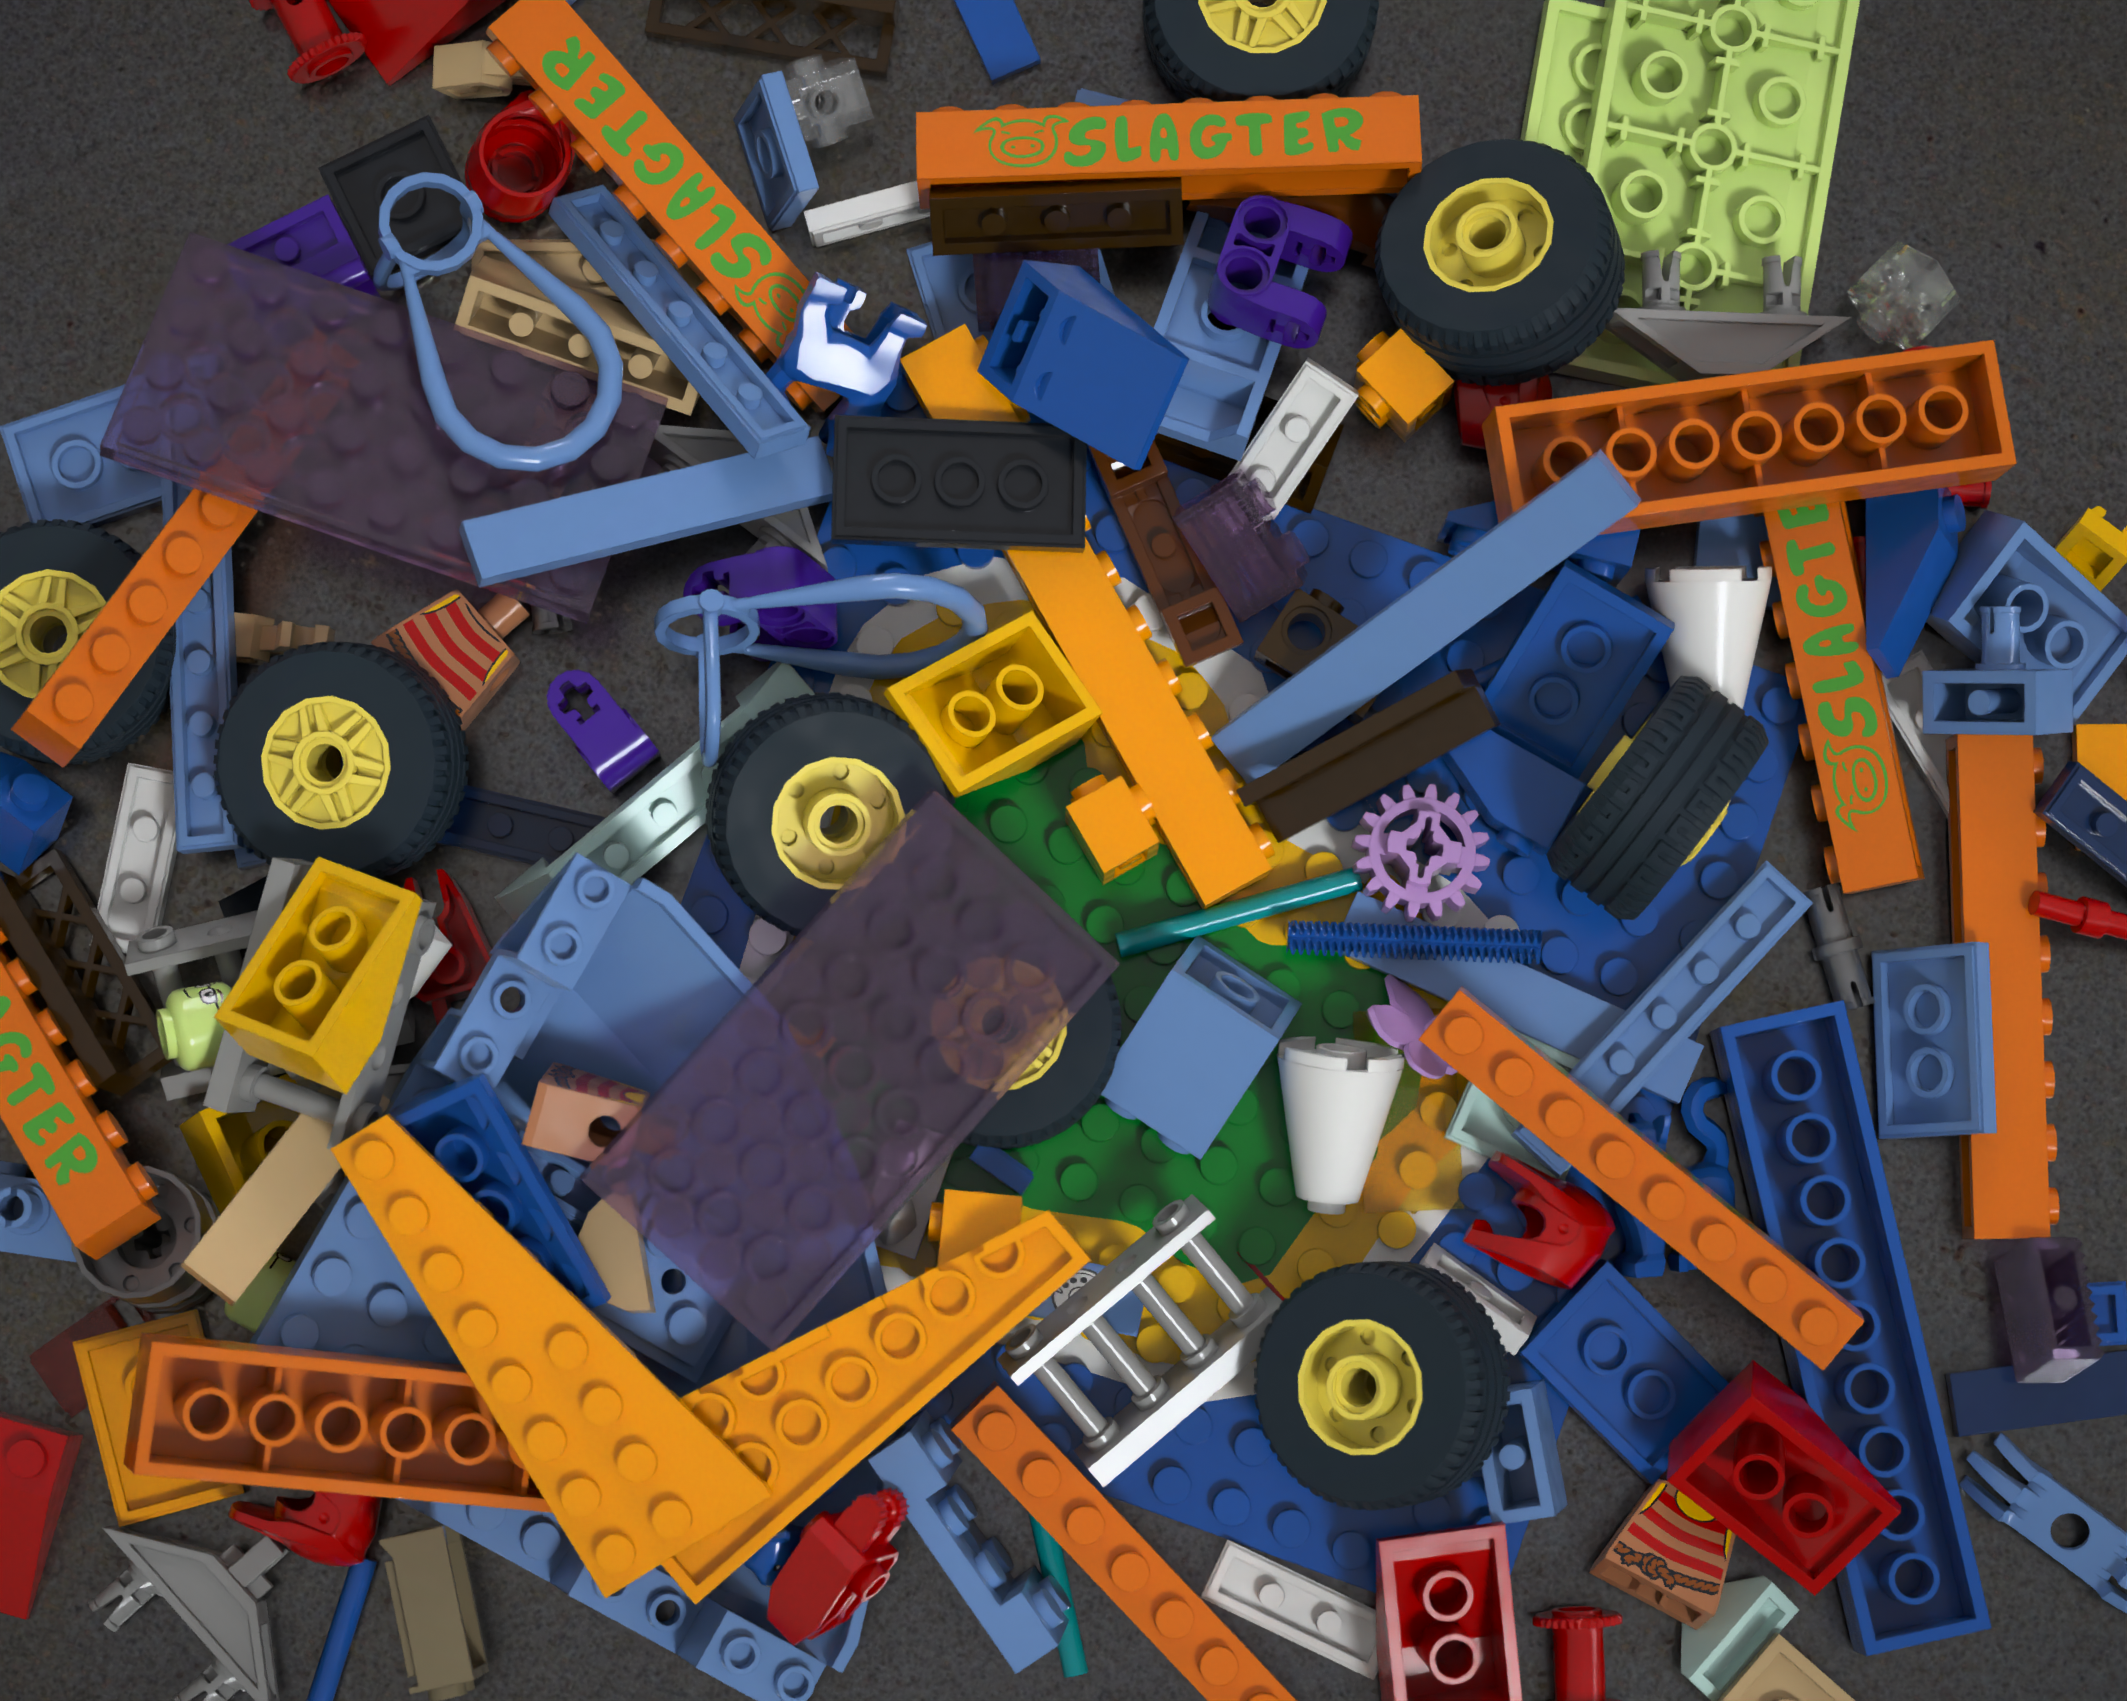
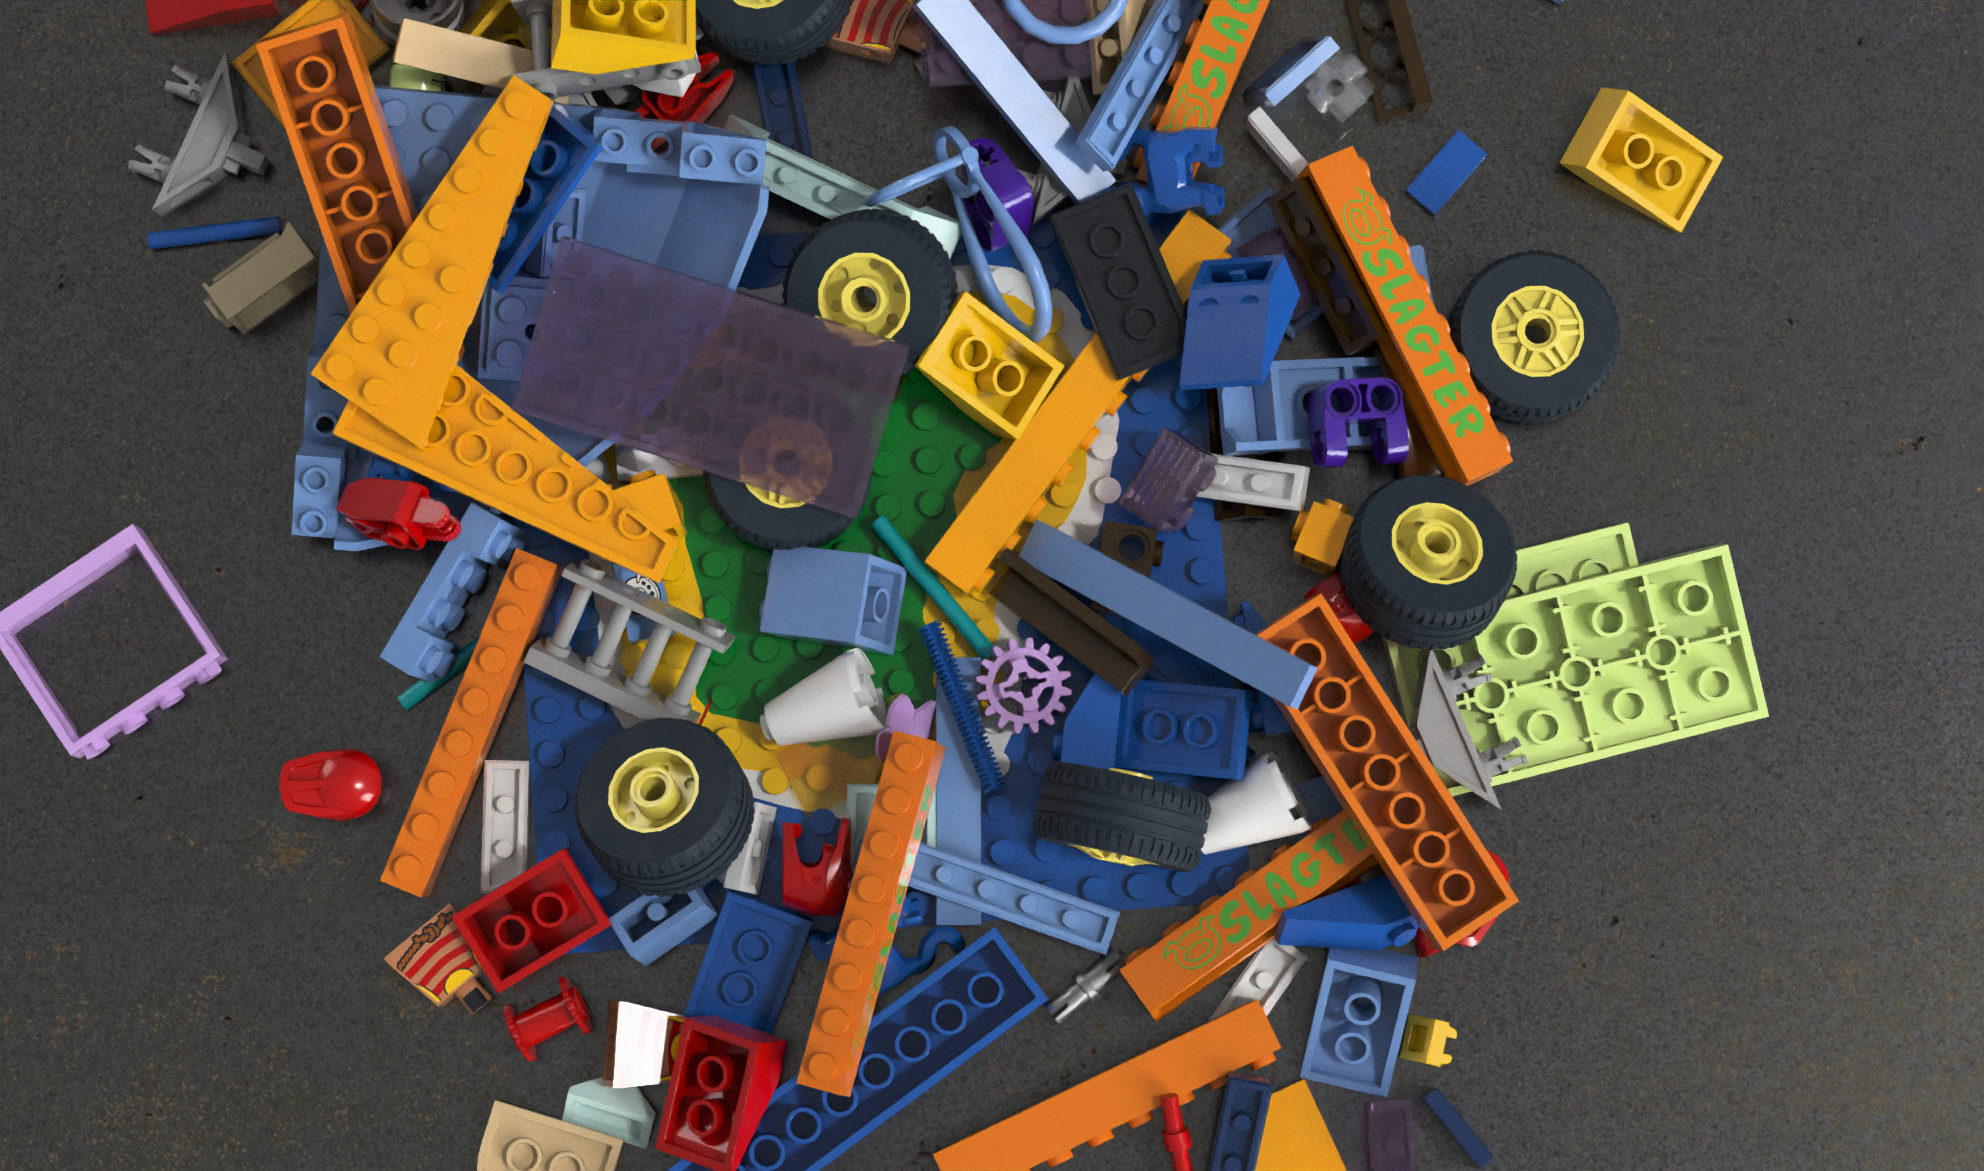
camera: 65 degrees right, 0 degrees up
(321, 1528) = (282, 182): red helmet -> none
(570, 1110) = (609, 219): nougat torso -> none
(608, 739) = (858, 138): dark purple piece -> none
(619, 1258) = (525, 290): tan tile -> none
(1003, 1168) = (699, 511): blue tile -> none
(1112, 825) = (947, 478): light orange brick -> none
(1172, 572) = (1116, 466): reddish brown slope -> none
(1902, 297) = (1533, 840): clear brick -> none
(1934, 1041) = (1050, 1073): medium blue tile -> none
(2000, 691) = (1296, 1013): medium blue brick -> none

